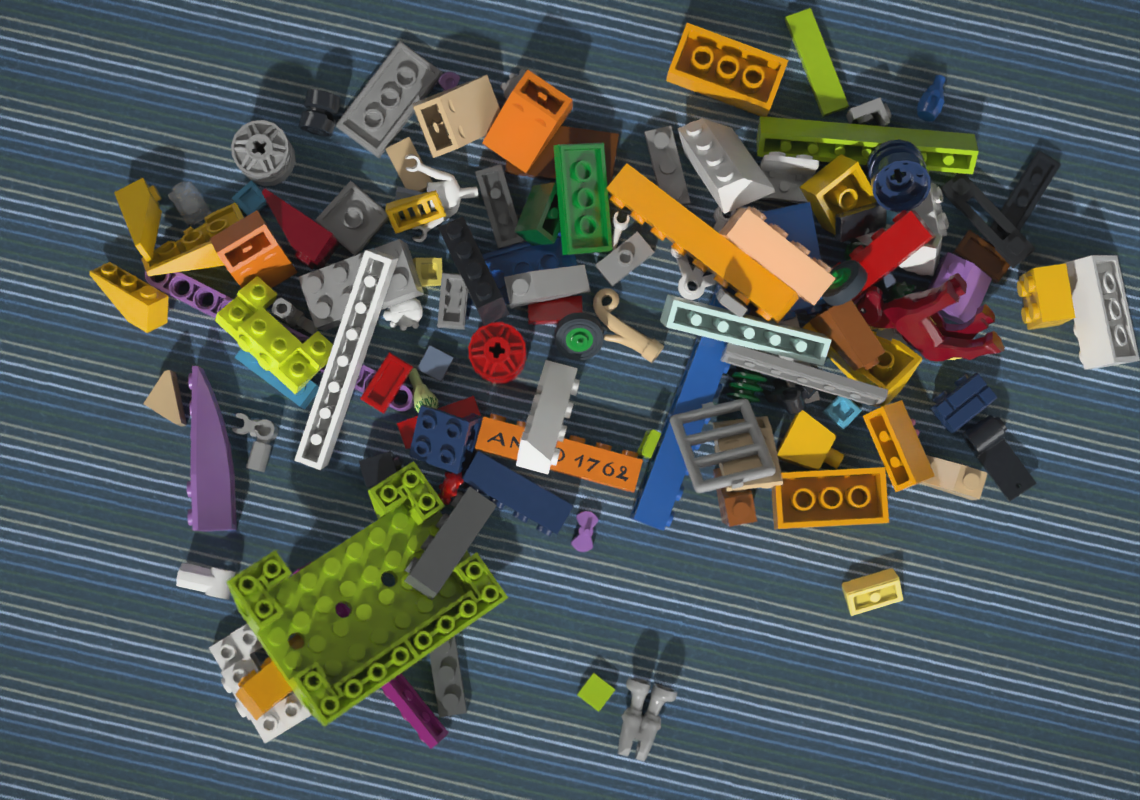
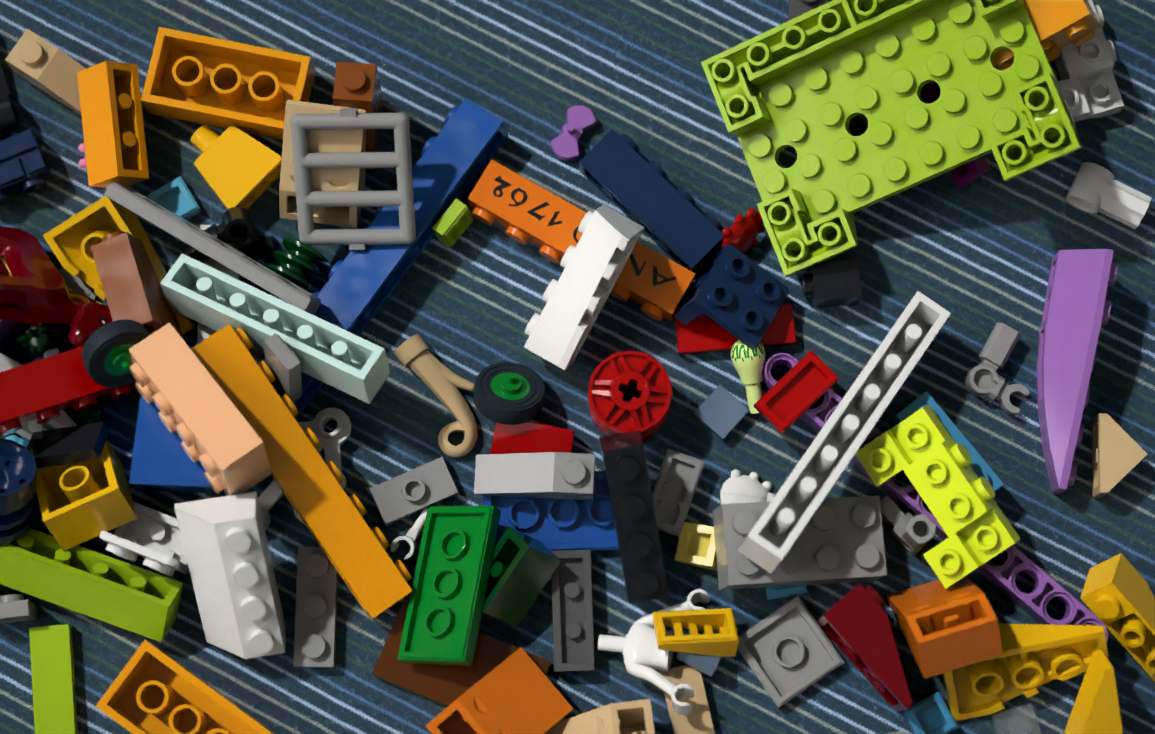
camera: 160 degrees left, 5 degrees down
(450, 542) = (762, 151): dark grey brick -> none

